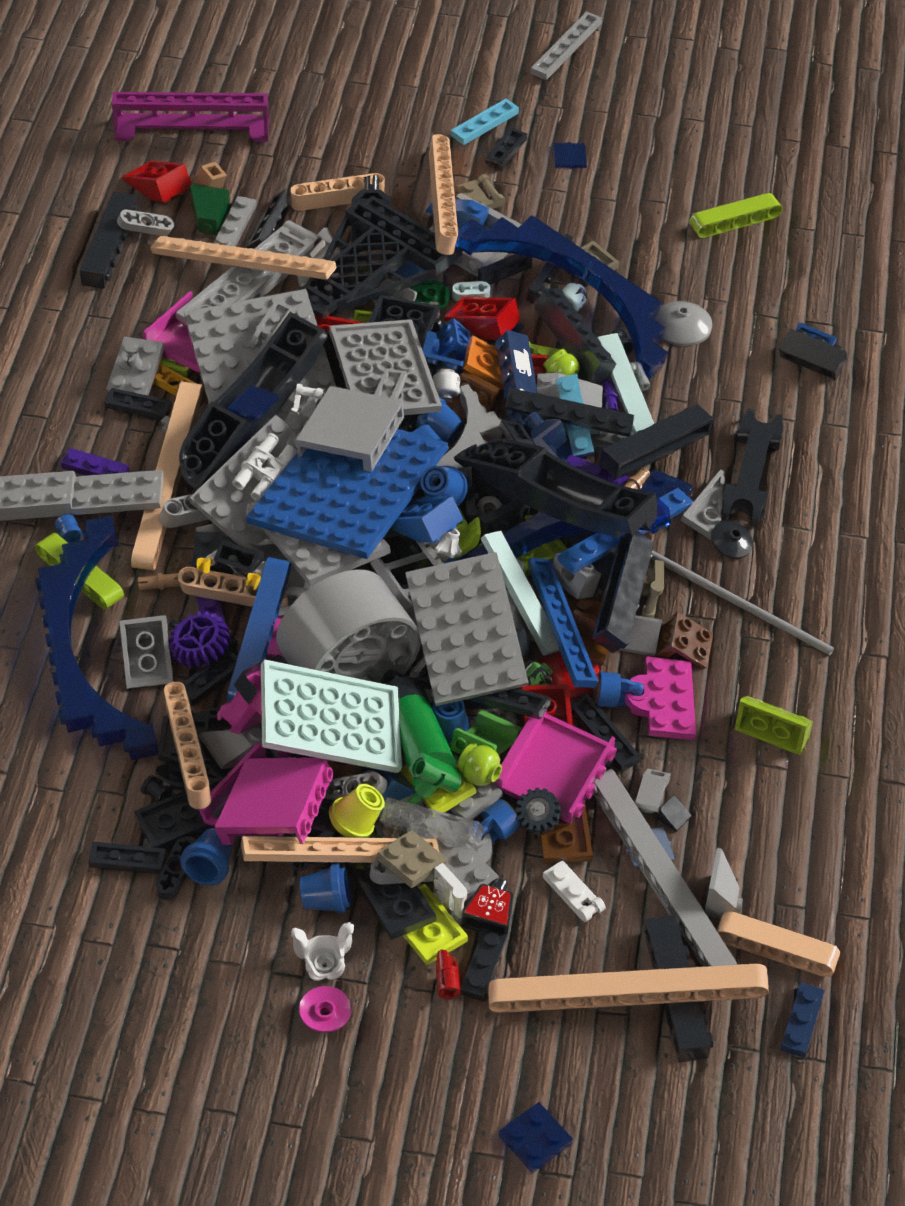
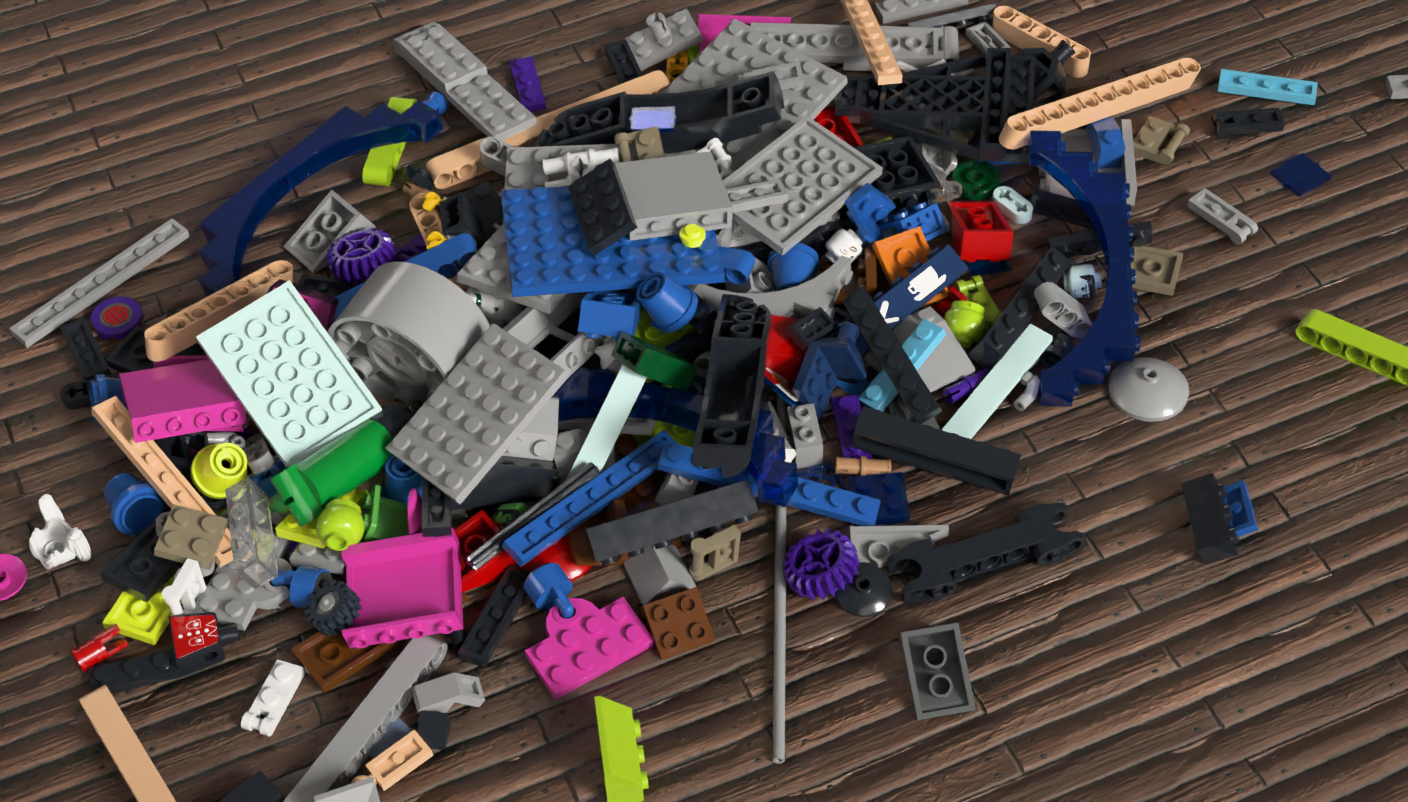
camera: 60 degrees right, 0 degrees up
(58, 818) = (99, 283): none -> light grey plate
(105, 823) = (116, 317): none -> tile
(140, 570) = (420, 177): none -> black plate
(284, 419) = (647, 143): none -> dark tan plate
(306, 216) = (985, 41): none -> light grey tile
(330, 797) = (224, 437): none -> light grey arm
(335, 464) = (602, 207): none -> black plate
(400, 437) = (692, 235): none -> neon yellow plate
(488, 520) = (654, 362): none -> dark green slope
(500, 722) = (414, 512): none -> dark pink dish
(556, 659) = (494, 544): none -> black axle
(575, 206) = (1222, 216): none -> light grey plate
(599, 316) = (1062, 309): none -> light grey beam
(688, 849) = (397, 761): none -> light nougat plate
(719, 545) = (820, 564): none -> dark purple gear
(824, 538) = (936, 671): none -> dark grey slope

